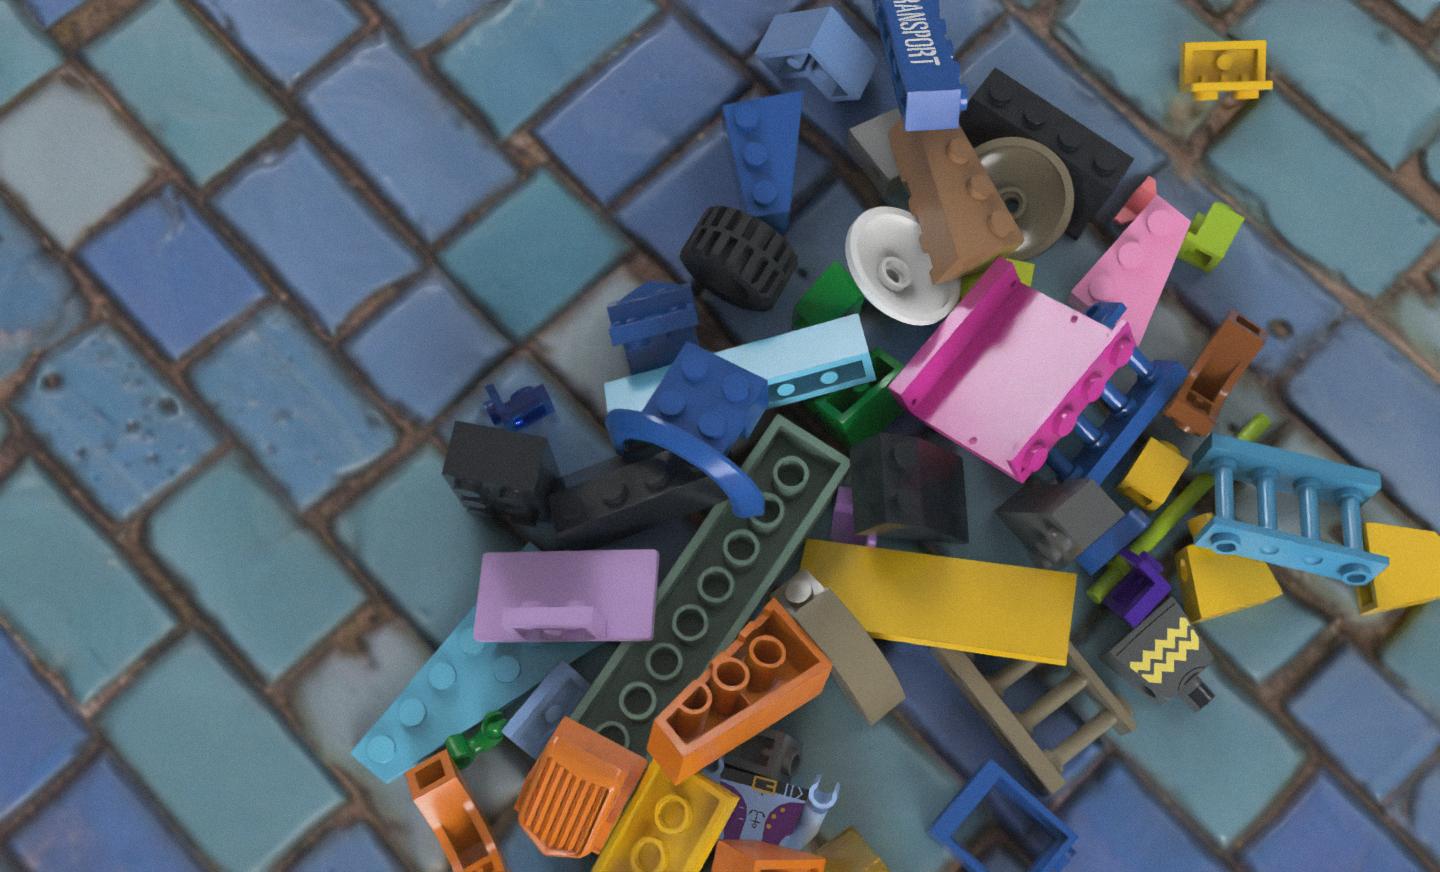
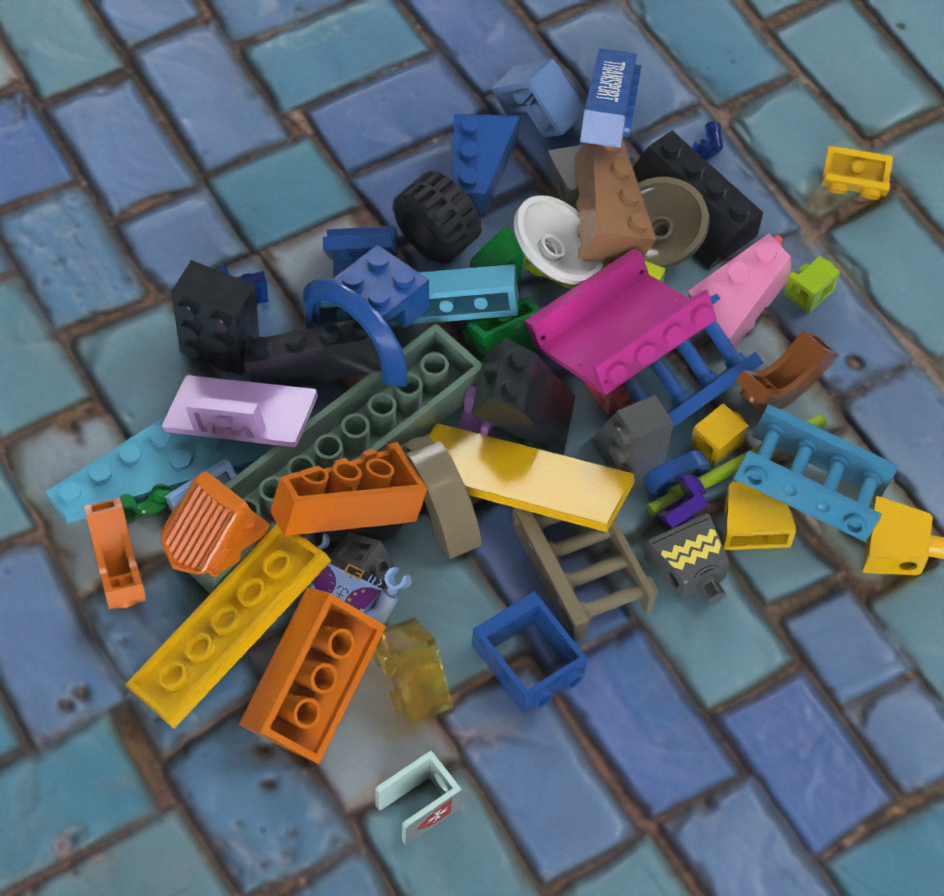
camera: 10 degrees right, 15 degrees down
(1039, 65) = (713, 143): none -> clear blue arm

